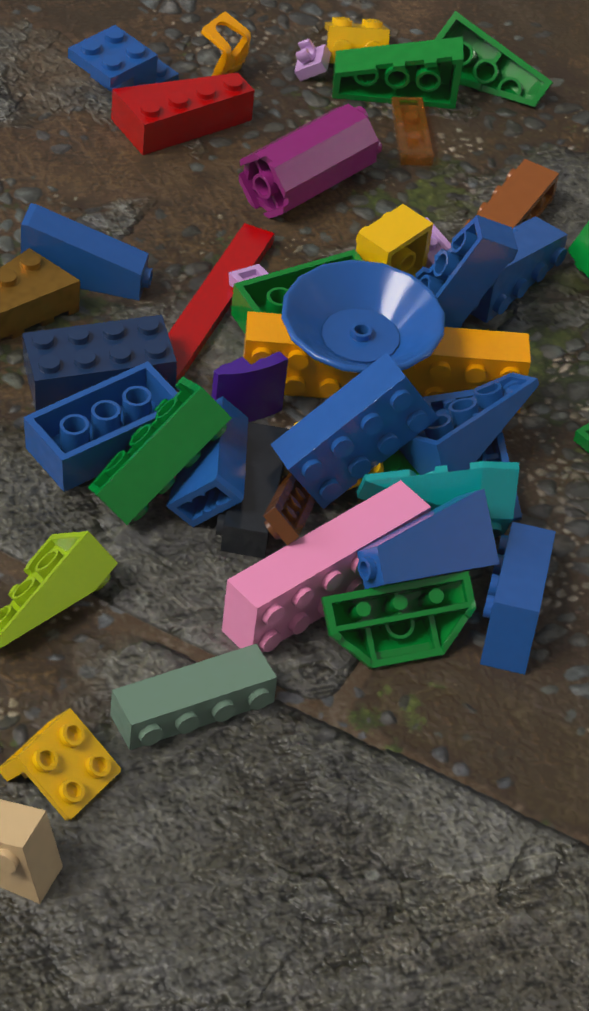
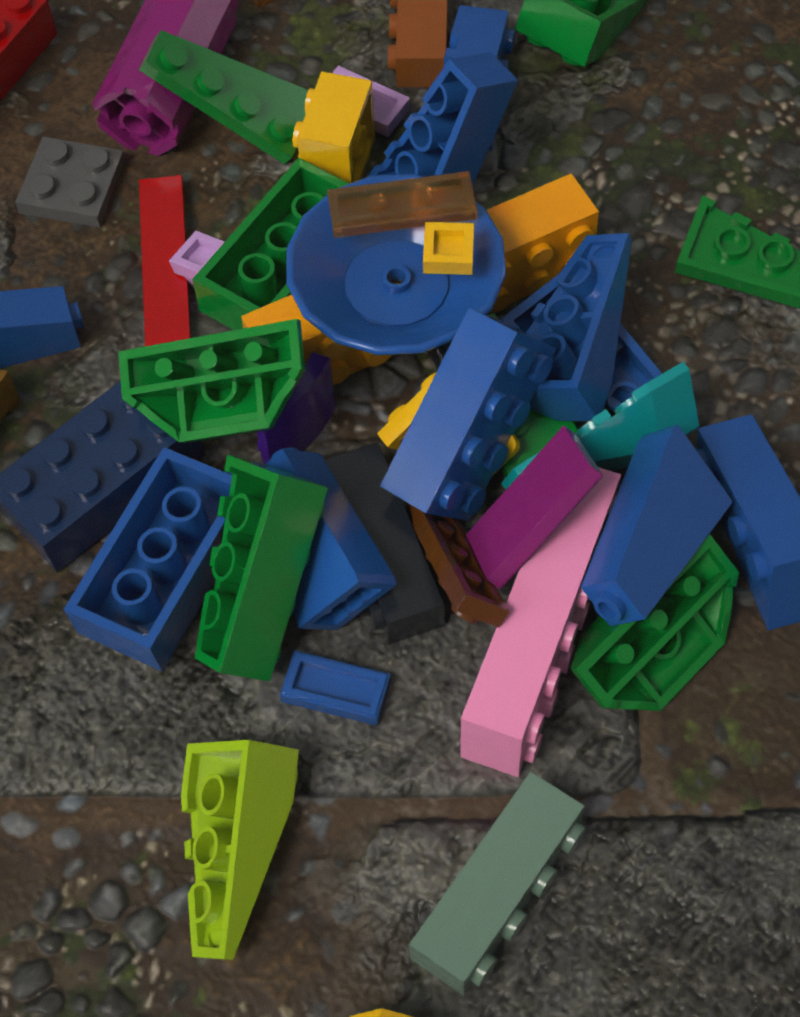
camera: 20 degrees left, 15 degrees up
(168, 554) = (335, 688): none -> blue tile
(199, 205) = (71, 182): none -> dark grey plate
(202, 331) = (215, 381): none -> green wedge
(332, 188) = (234, 94): none -> green wing
(358, 495) = (533, 506): none -> magenta tile
(389, 284) = (401, 204): none -> clear orange tile
(399, 318) = (448, 248): none -> yellow plate

